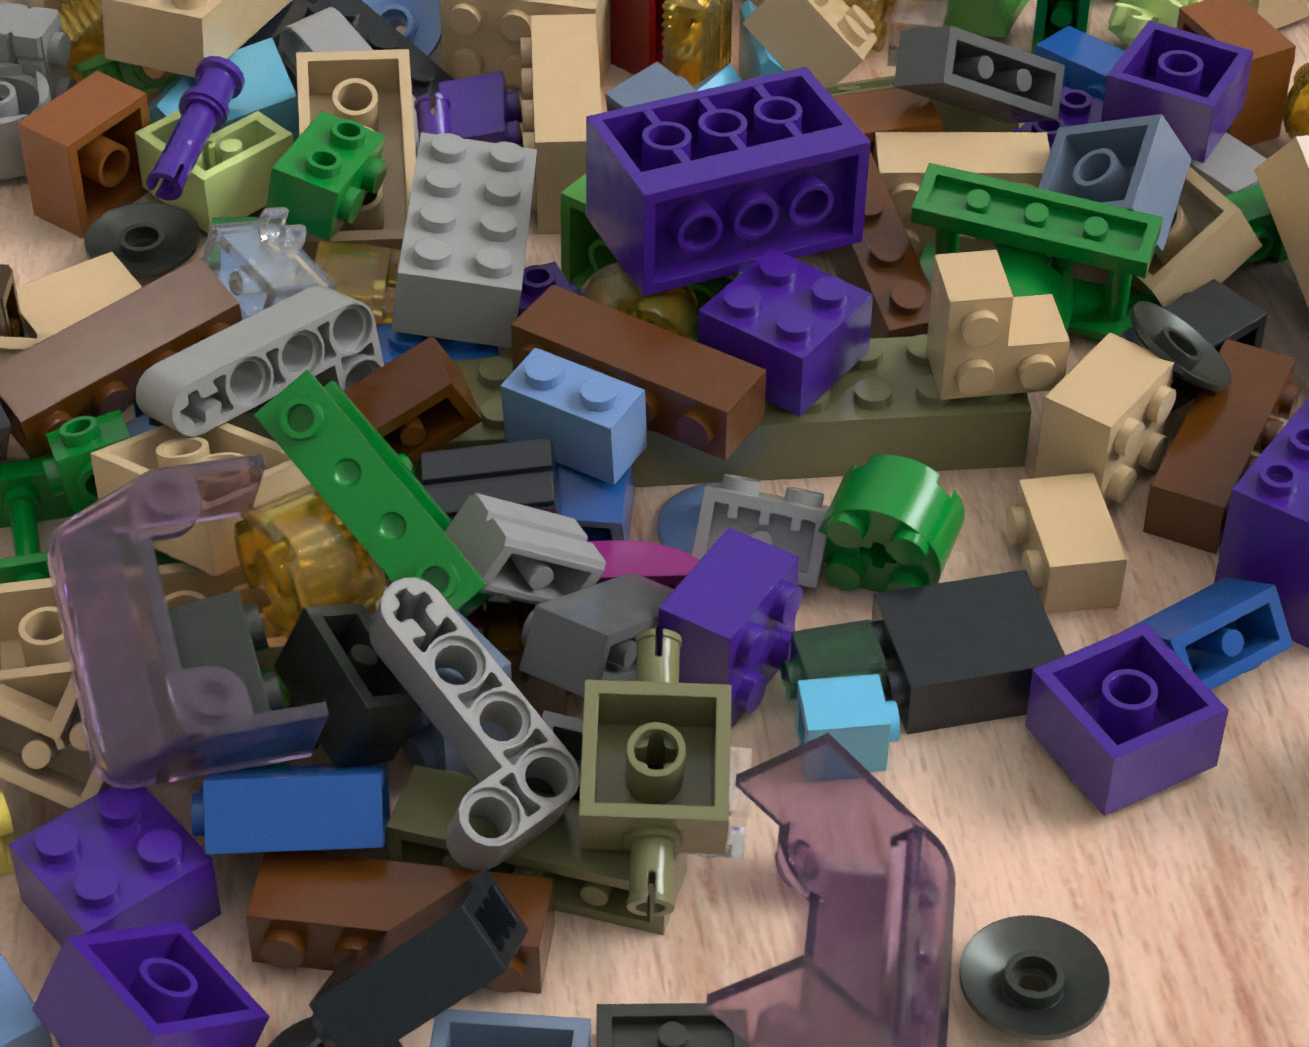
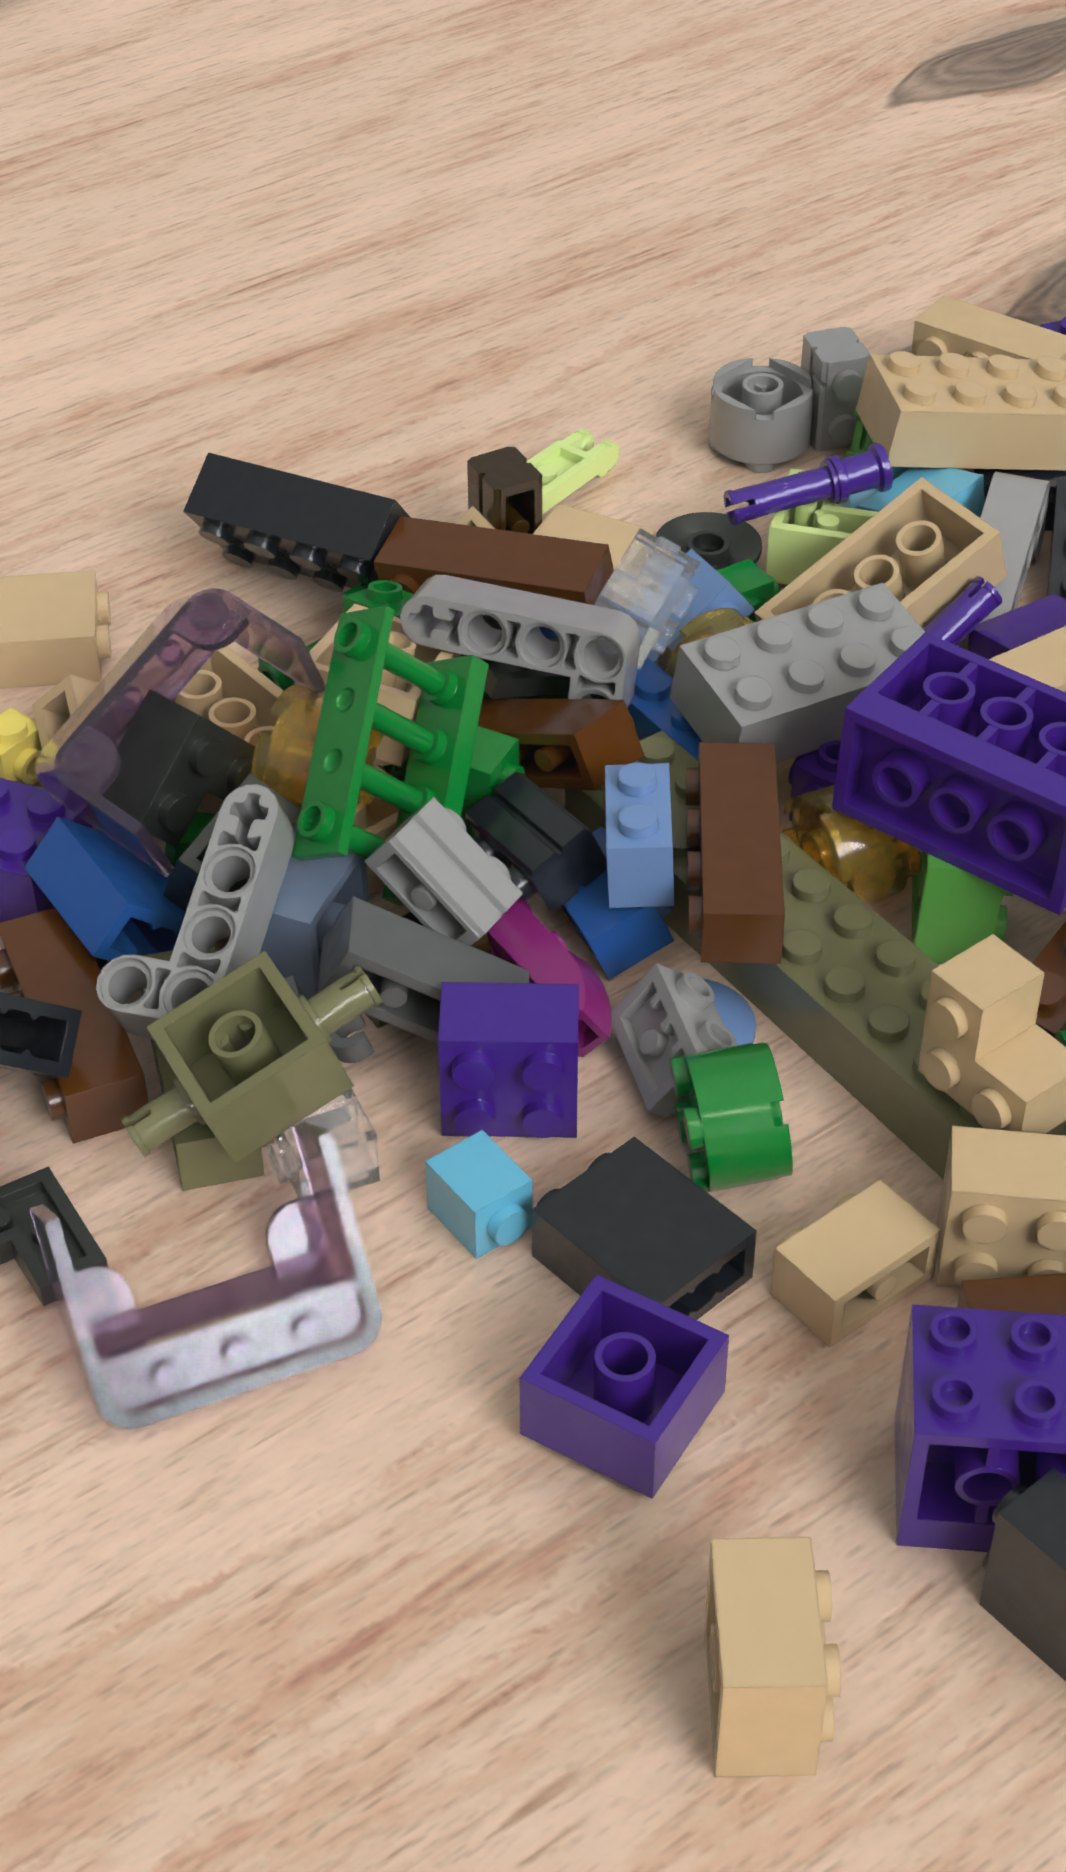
camera: 60 degrees right, 0 degrees up
(84, 152) = (755, 446): dark orange brick -> none
(328, 174) = (792, 564): green brick -> none
(792, 324) = (875, 914): dark purple brick -> none
(833, 653) = (545, 1148): clear green brick -> none
(1038, 956) = (255, 1423): pearl dark grey dish -> none
(1224, 629) = (787, 1412): blue brick -> none

